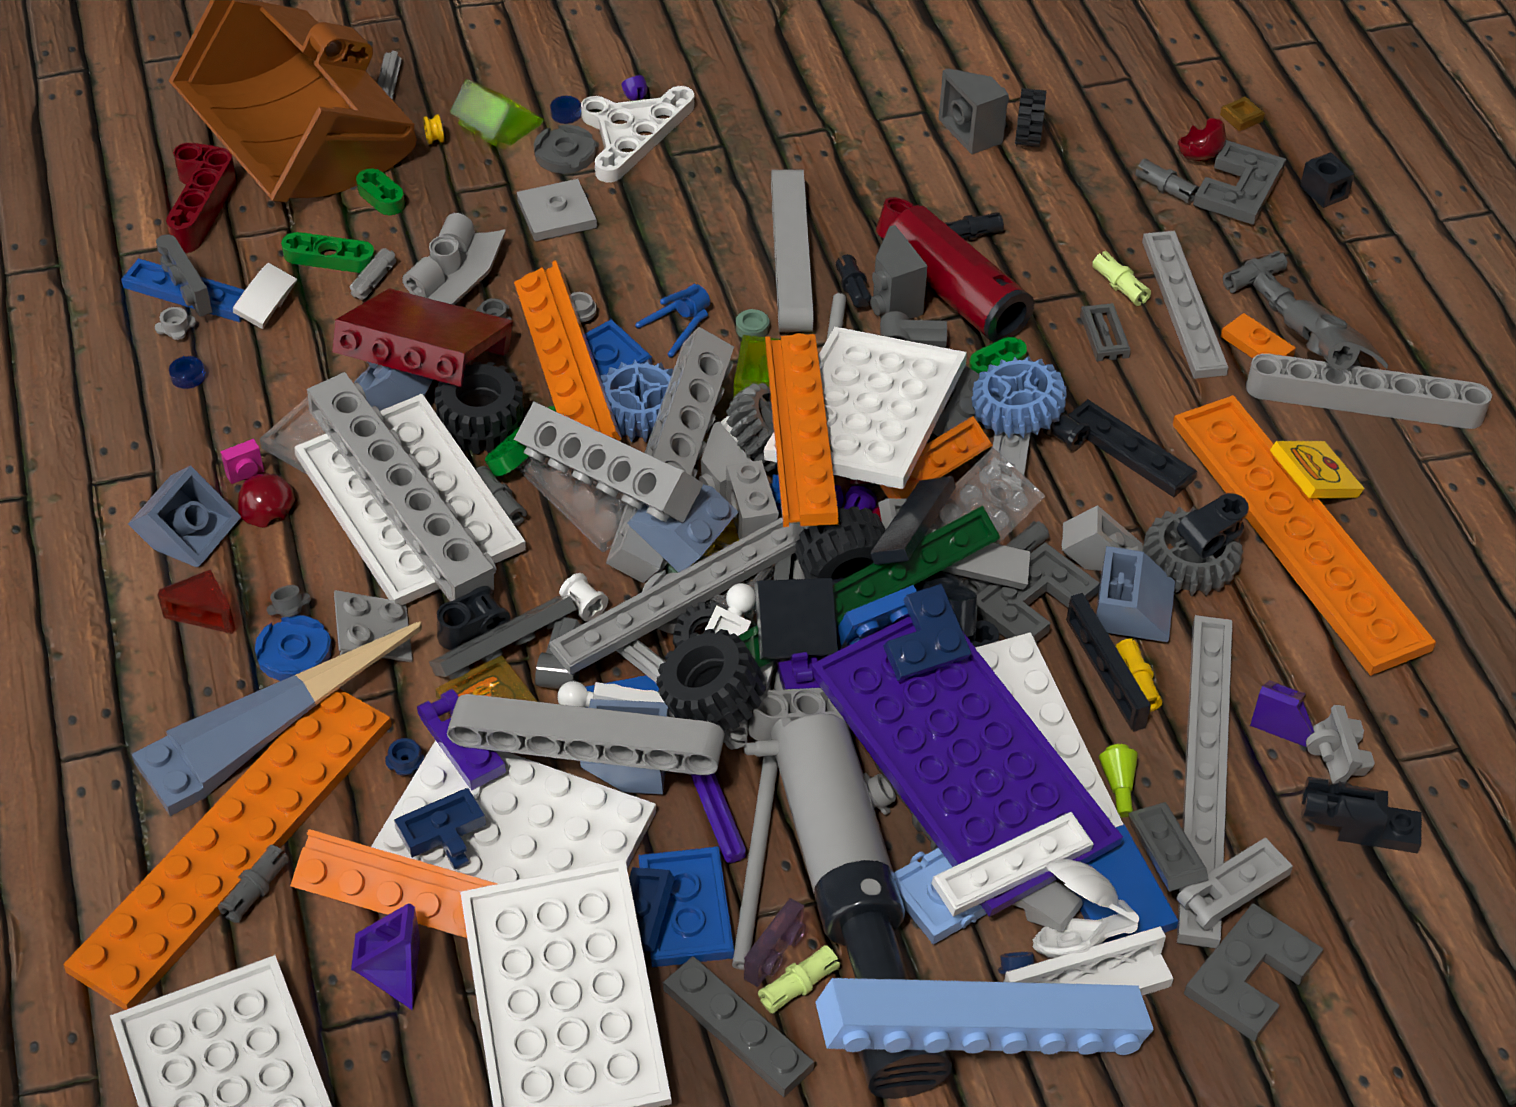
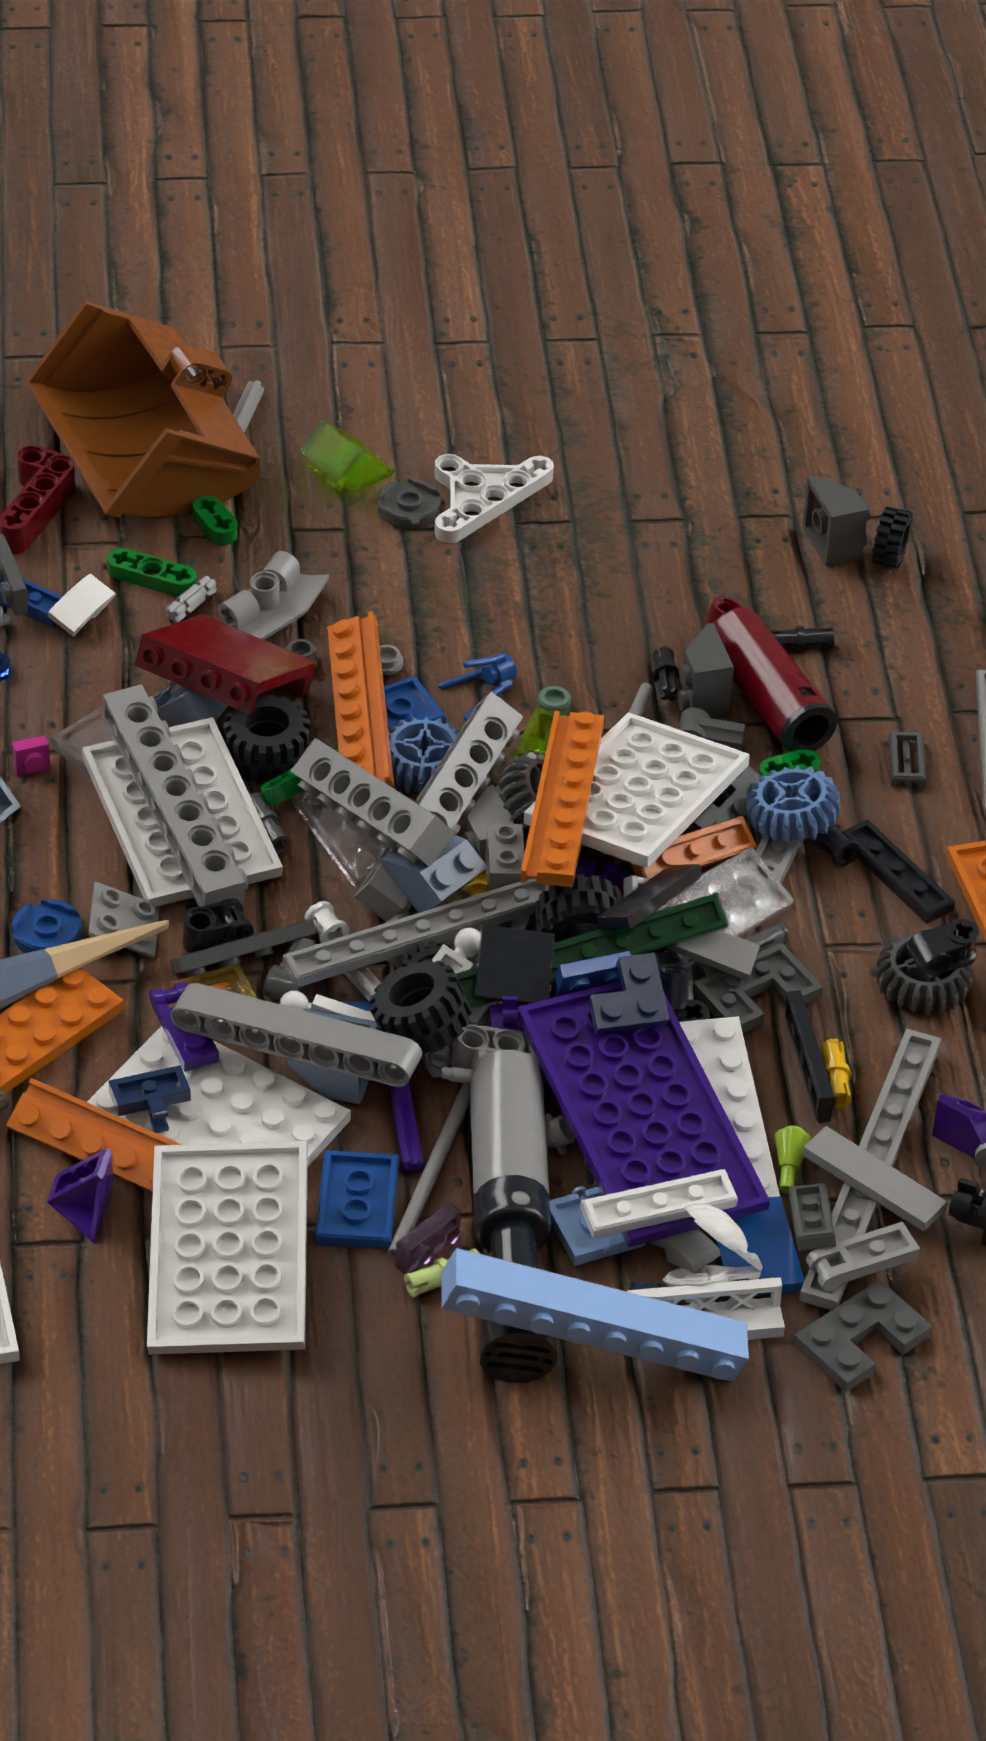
camera: 10 degrees right, 5 degrees down
(264, 499) = (45, 792): dark red hair -> none
(287, 601) = (49, 886): dark grey plate -> none
(403, 749) = (129, 1035): dark blue plate -> none
(433, 129) = (280, 465): yellow bush -> none
(556, 210) = (386, 562): light grey plate -> none
(565, 109) = (419, 464): clear blue tile -> none
(635, 87) = (495, 451): dark purple hinge -> none
(650, 897) = (324, 1181): dark blue plate -> none
(738, 1026) = (380, 1301): dark grey plate -> none
(791, 251) = (611, 635): light grey beam -> none
(1090, 533) = (837, 952): light grey slope -> none
(1121, 278) = (939, 710): yellowish green pin -> none
(1134, 595) = (852, 1002): sand blue slope -> none
(1218, 790) = (875, 1178): none -> light grey tile

